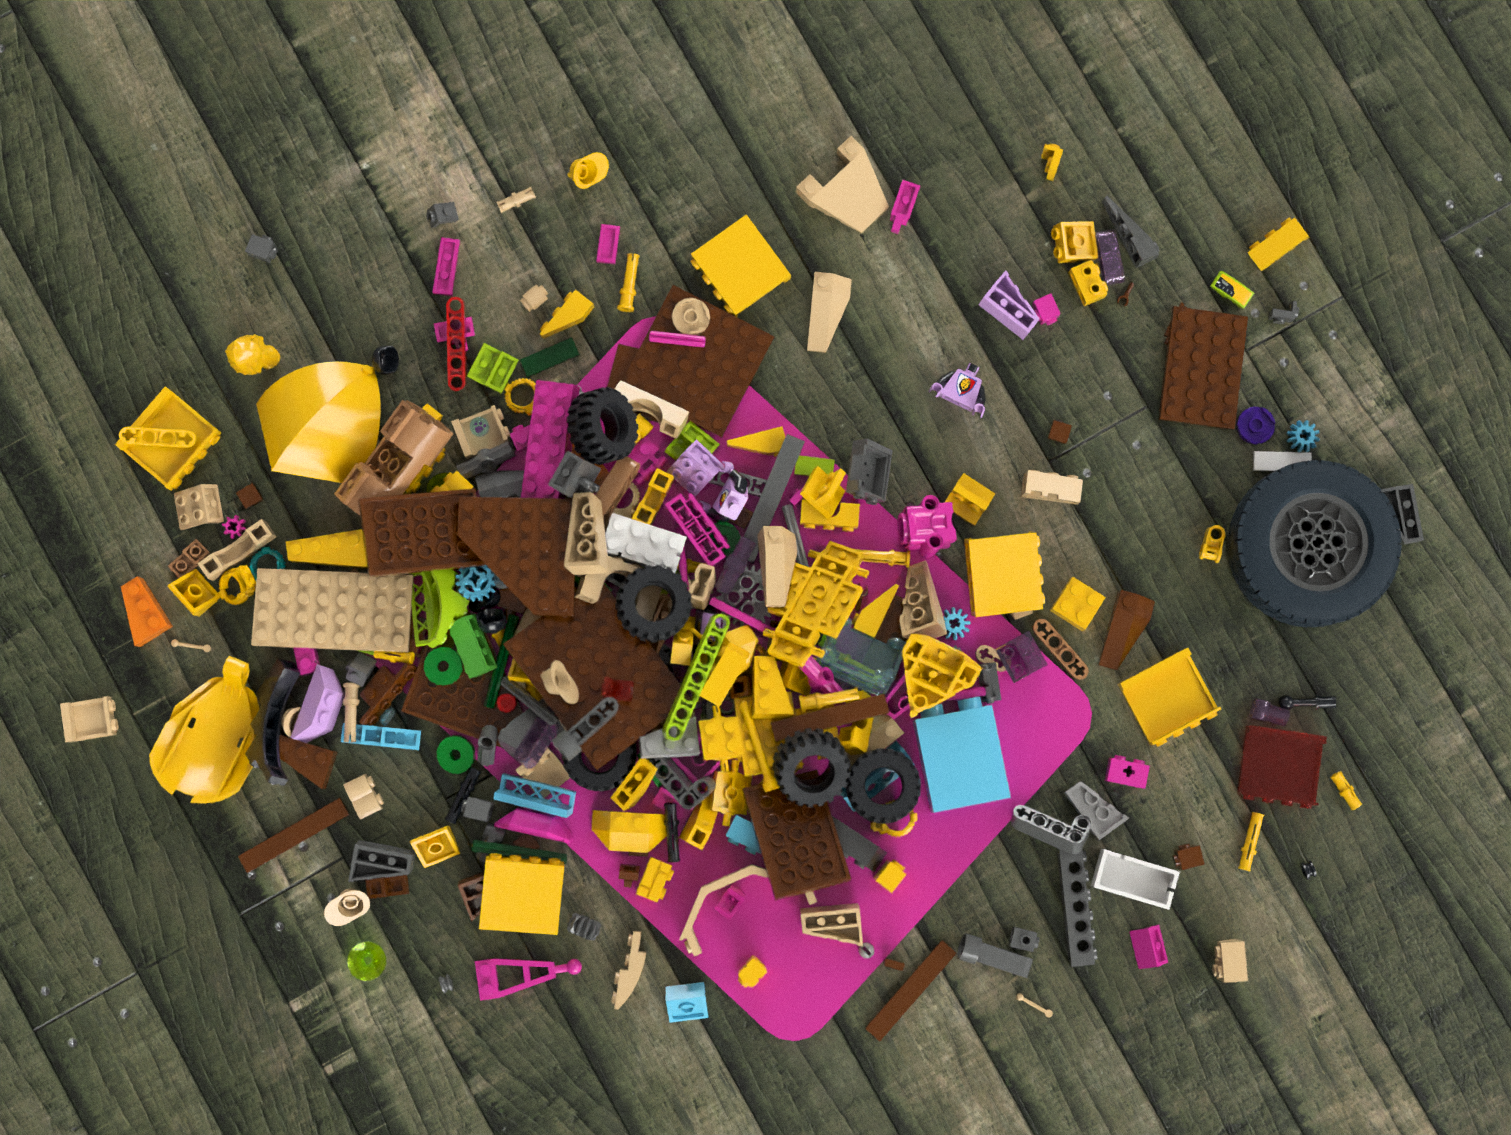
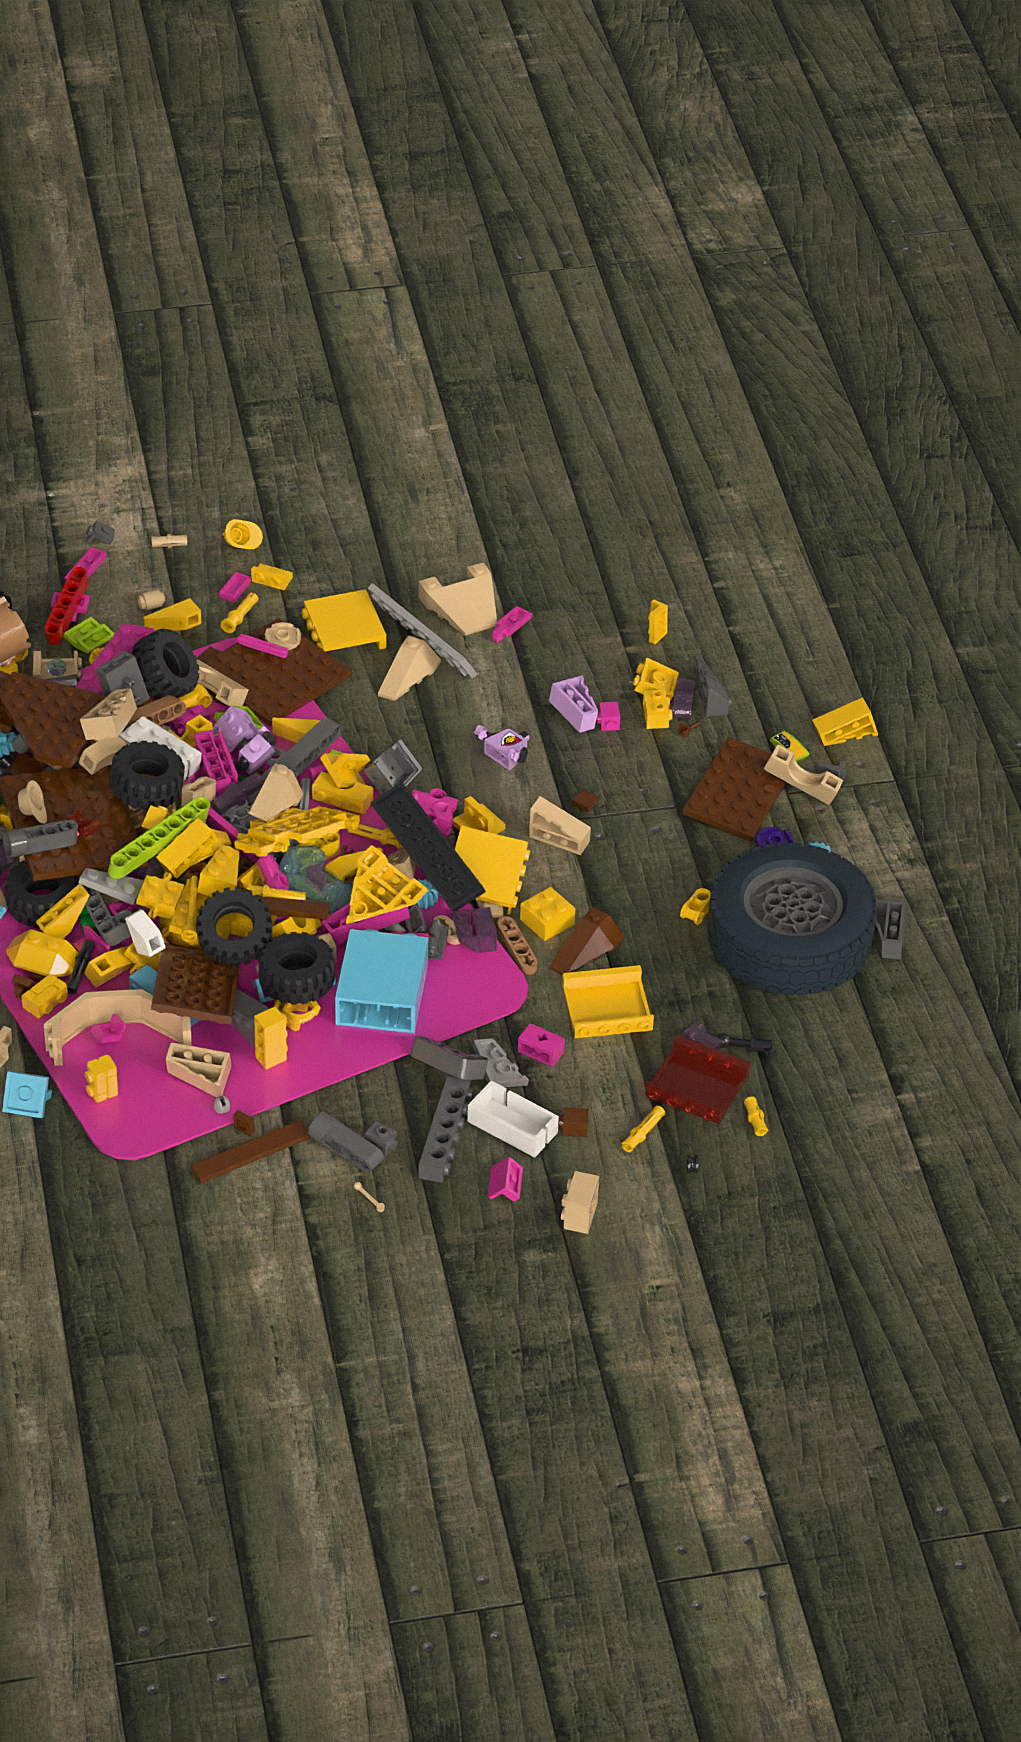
camera: 20 degrees right, 40 degrees down
(639, 216) = (271, 576): none -> yellow bracket
(728, 798) = (144, 934): none -> white slope
(818, 252) = (421, 631): none -> light grey plate
(947, 582) = (428, 847): none -> black plate
(1276, 342) = (821, 786): none -> tan arch

